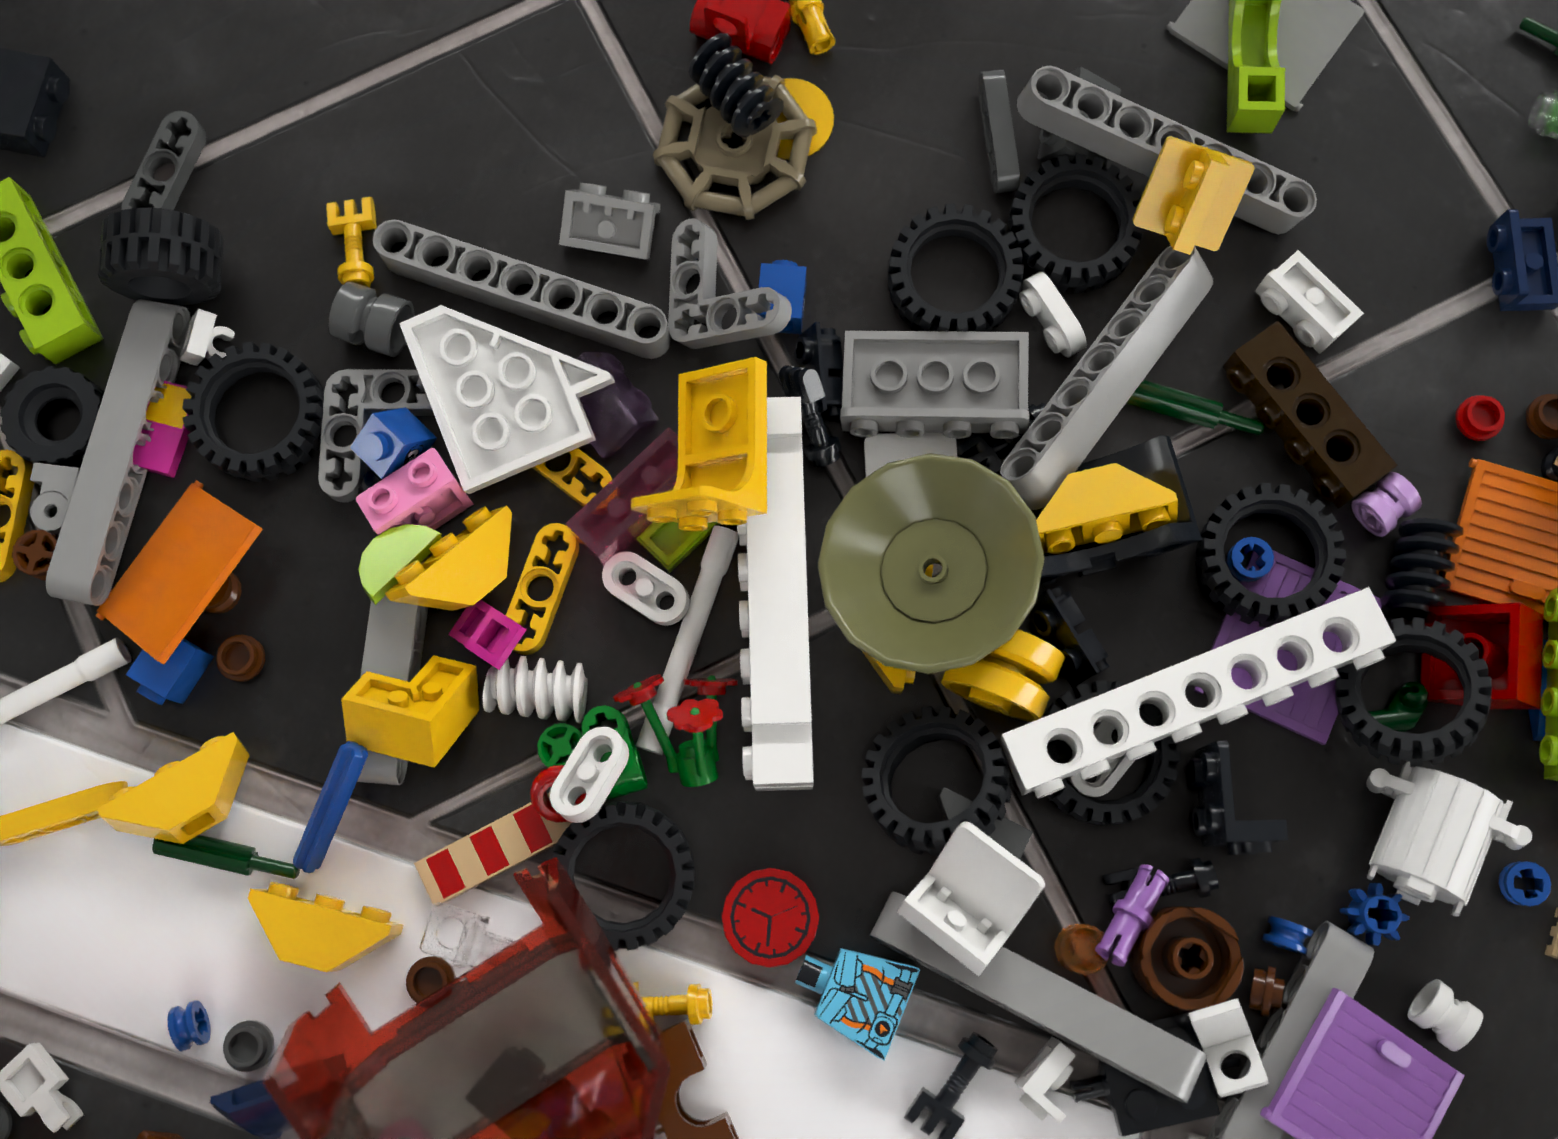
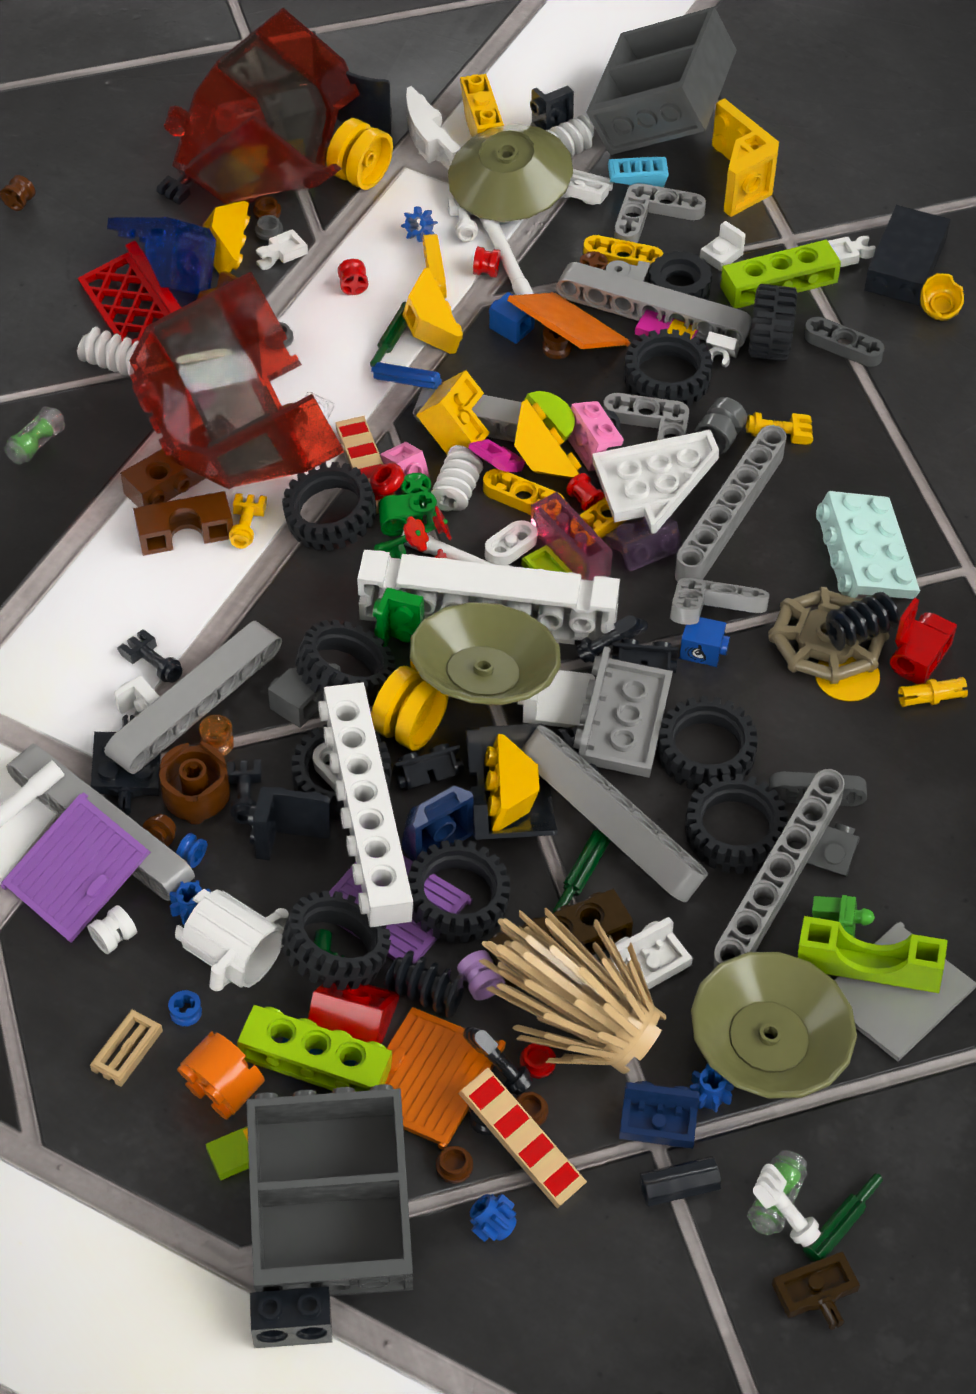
camera: 95 degrees right, 25 degrees down
(43, 728) = (486, 262): none -> red wheel
(67, 37) = (941, 297): none -> yellow hair
(98, 947) = (353, 276): none -> red wheel
(189, 1025) = (297, 318): blue bush -> none
(240, 658) = (510, 350): reddish brown plate -> none
(319, 931) = (337, 366): yellow slope -> none
(392, 440) = (633, 423): blue brick -> none
(505, 776) = (408, 457): none -> bright pink bracket
(529, 495) = (584, 491): none -> red bush
(571, 108) = (866, 545): none -> light aqua bracket
(587, 775) = (392, 482): white plate -> none
(608, 222) = (777, 556): light grey bracket -> none
(718, 449) = (563, 556): yellow bracket -> none
(770, 917) = (283, 582): red tile -> none
(838, 711) = (397, 615): none -> green bracket
(860, 996) = (218, 612): torso -> none
(972, 897) = (259, 651): white bracket -> none
(1060, 325) = (665, 795): white plate -> none
(1132, 915) = (232, 752): medium lavender pin -> none
(1181, 599) = (437, 820): none -> dark blue slope
(1183, 81) = (842, 910): none -> bright green piece
(1192, 195) = (732, 869): yellow bracket -> none
(1223, 1032) = (136, 796): white bracket -> none
(1264, 561) = (456, 890): blue bush -> none
(1412, 111) = (779, 998): none -> olive dish
(1448, 321) = (589, 998): none -> tan plant
(1469, 208) = (712, 1088): none -> blue gear
(1517, 438) = (517, 1079): none -> black hinge

